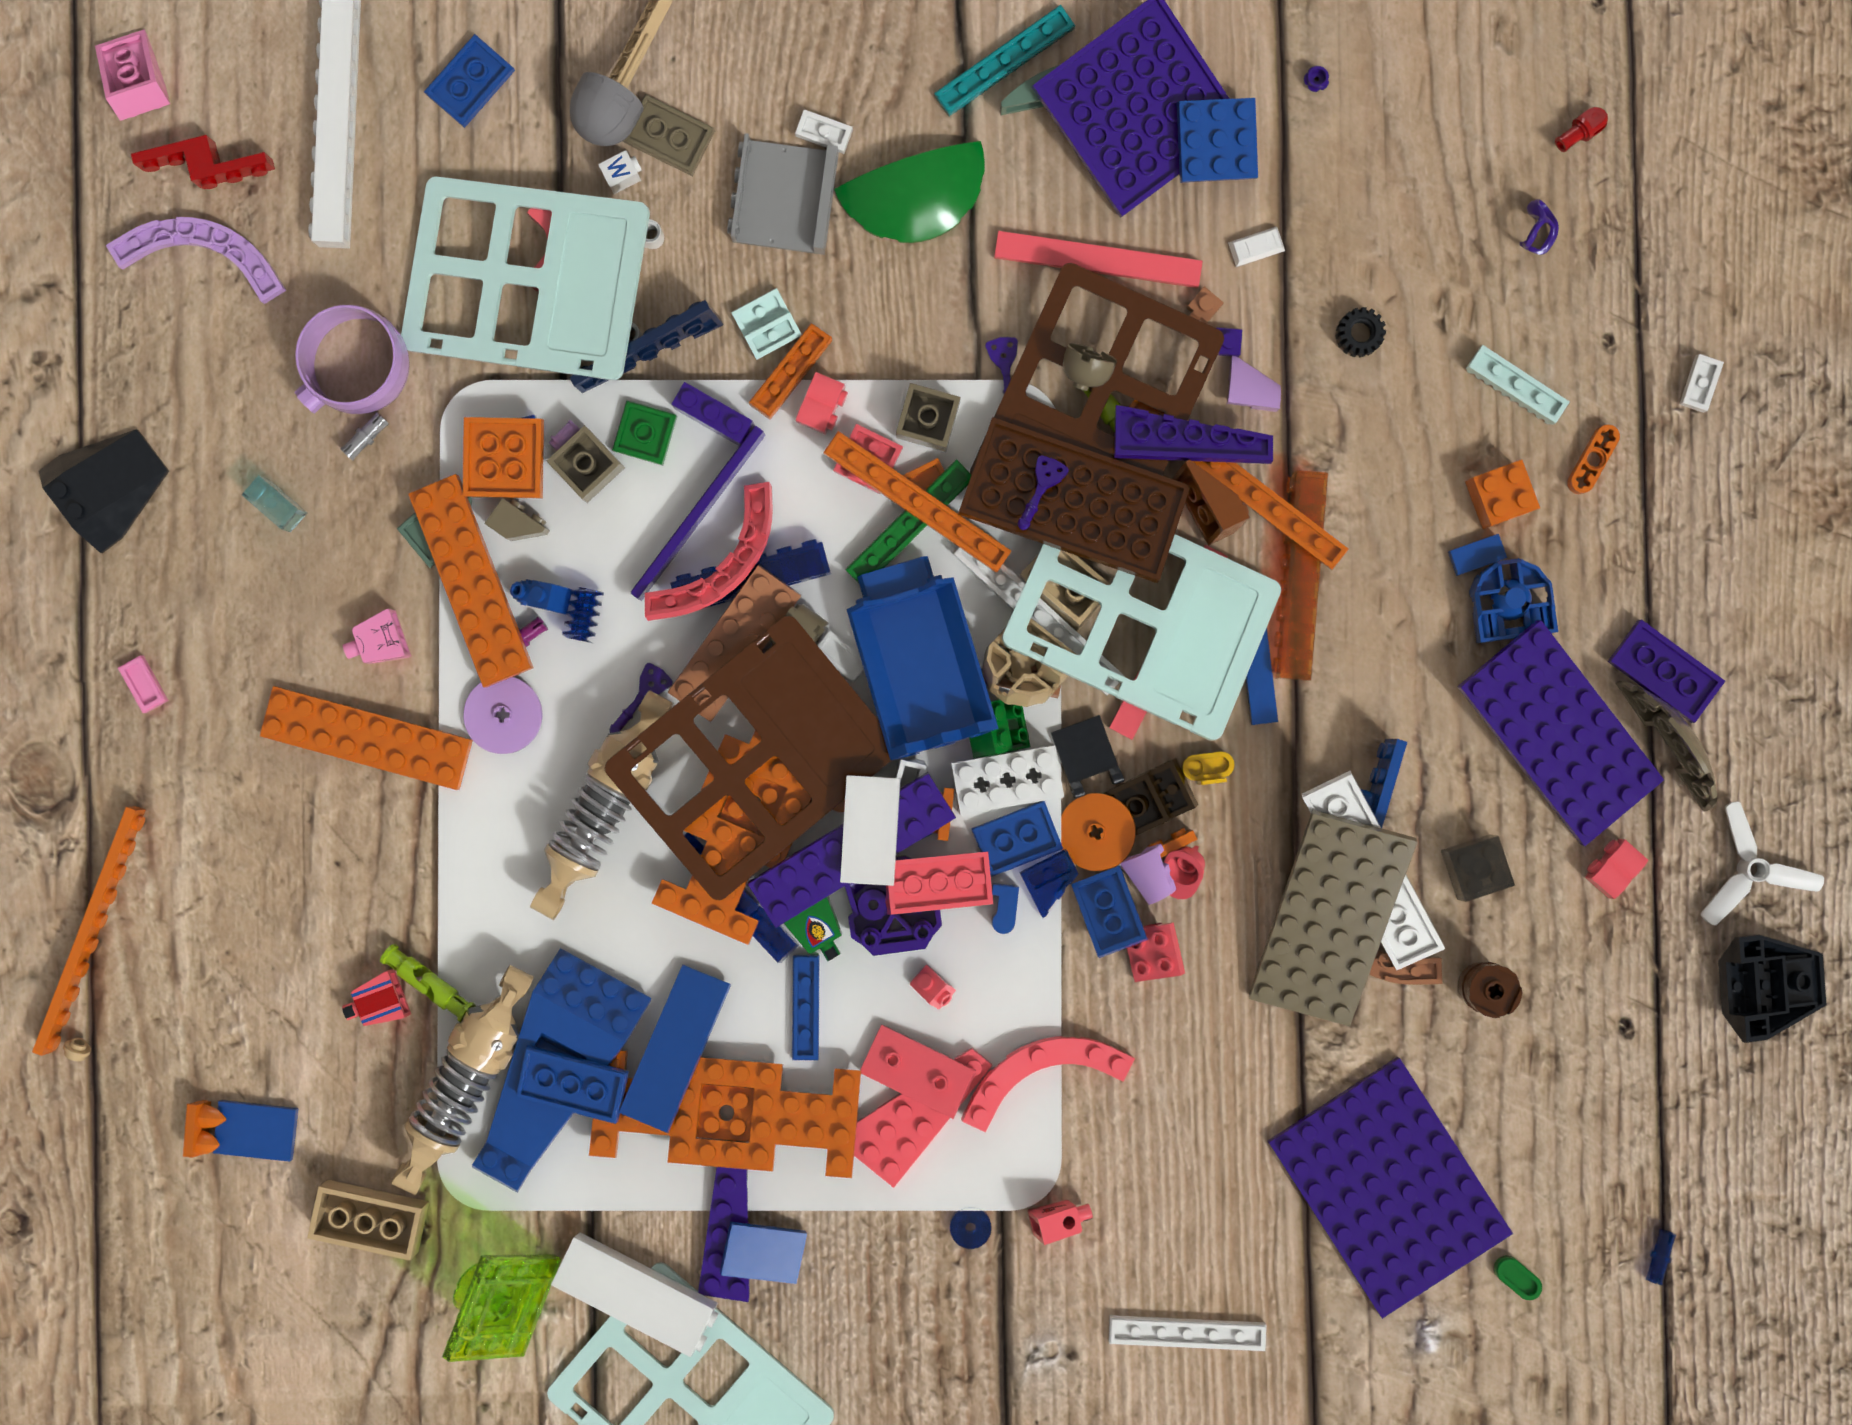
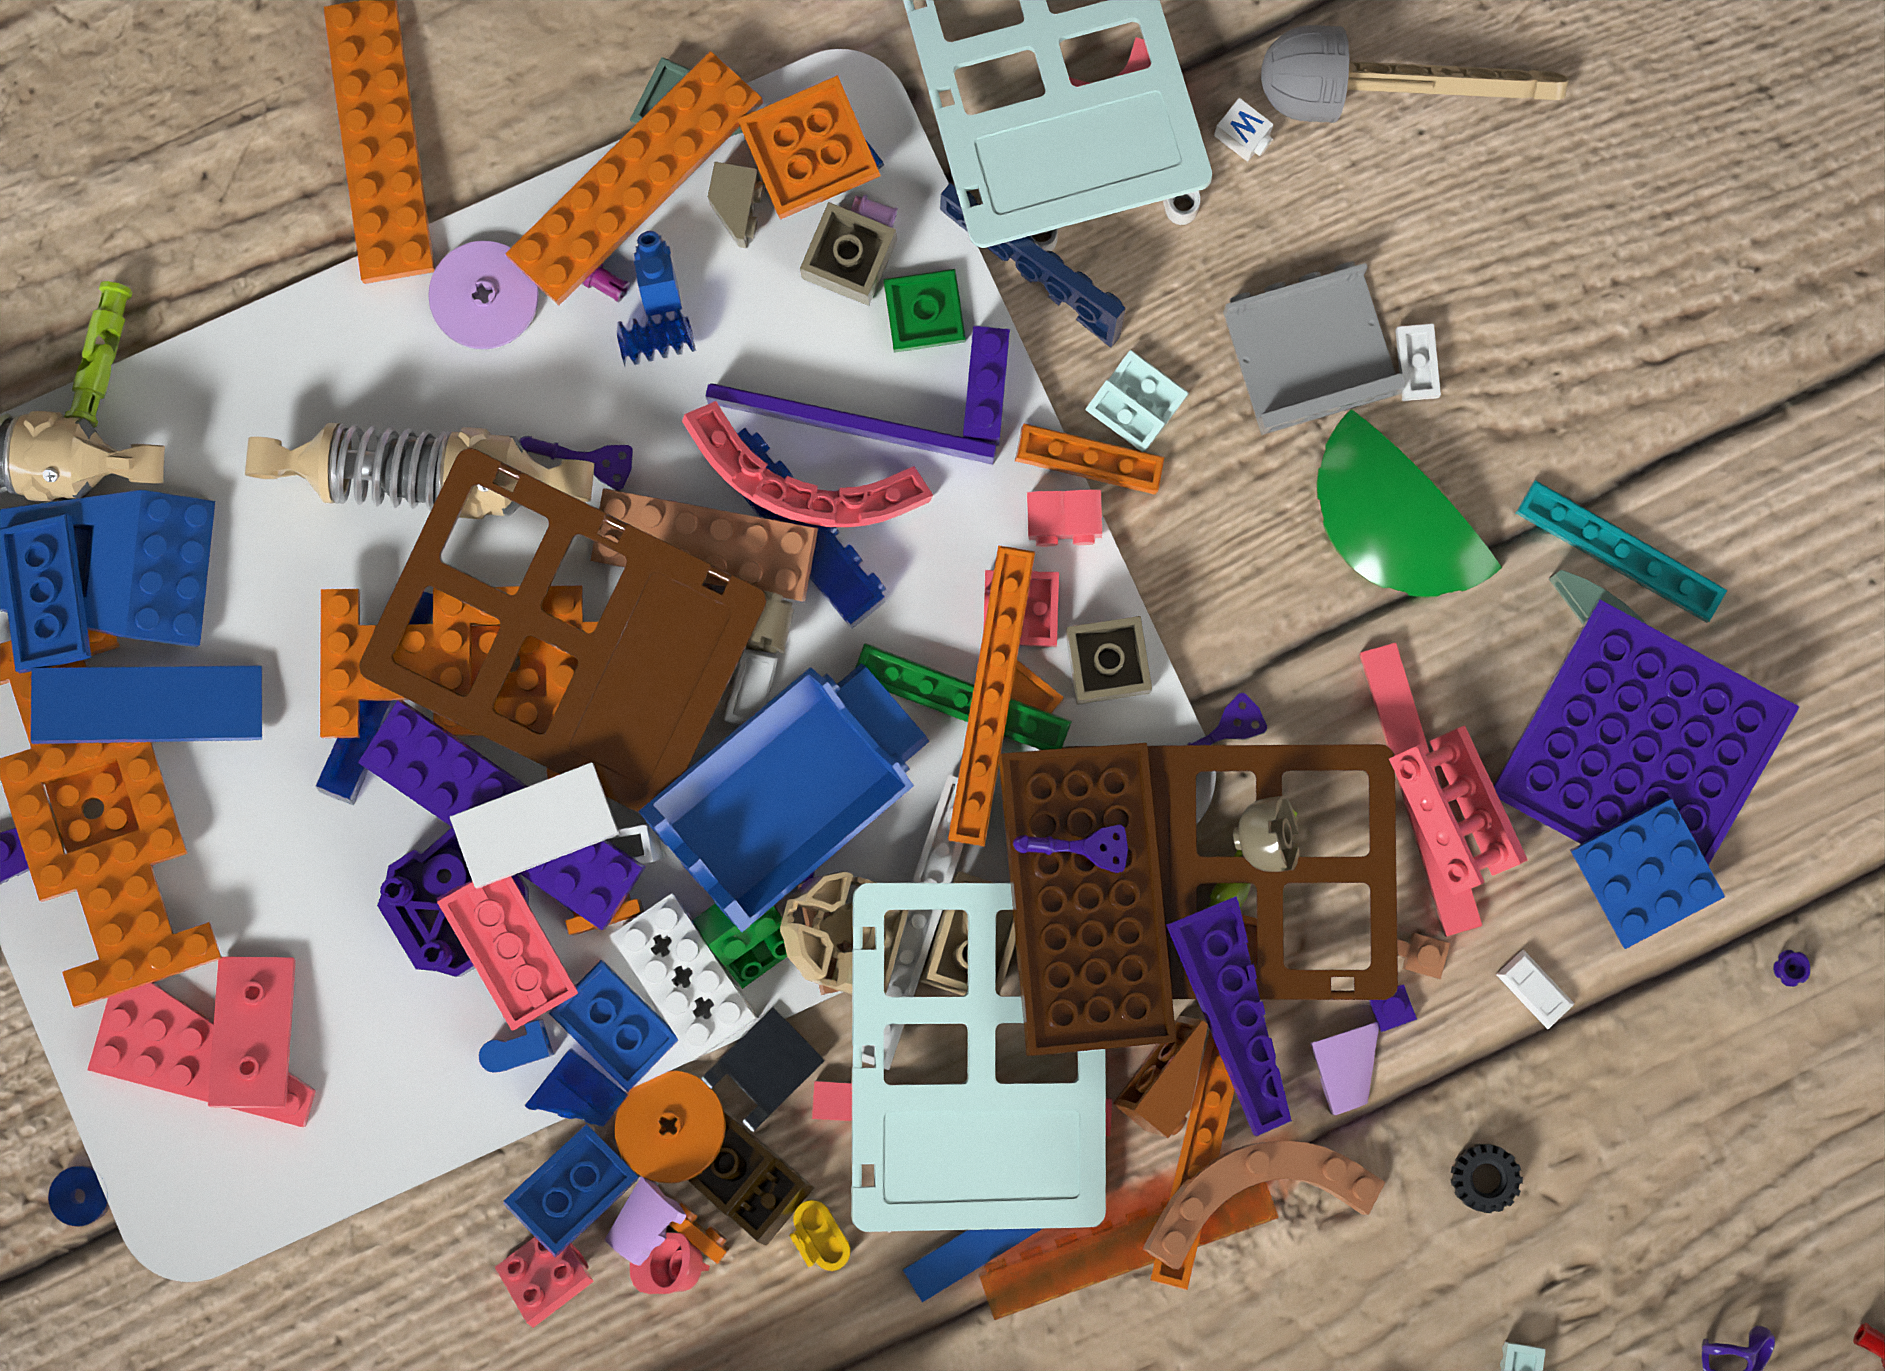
camera: 70 degrees right, 5 degrees down
(378, 639) = (511, 98): bright pink torso -> none
(378, 1000) = (50, 304): torso -> none
(670, 135) = (1321, 172): dark tan tile -> none
(805, 1007) = (274, 849): blue tile -> none
(817, 929) = (382, 818): green torso -> none
(932, 987) = (370, 1003): coral bracket -> none
(1035, 1057) = (338, 1181): coral plate -> none
(1058, 1220) = (127, 1297): coral torso -> none
(1124, 226) = (1478, 801): none -> coral fence
(1288, 478) = (1249, 1166): none -> nougat plate

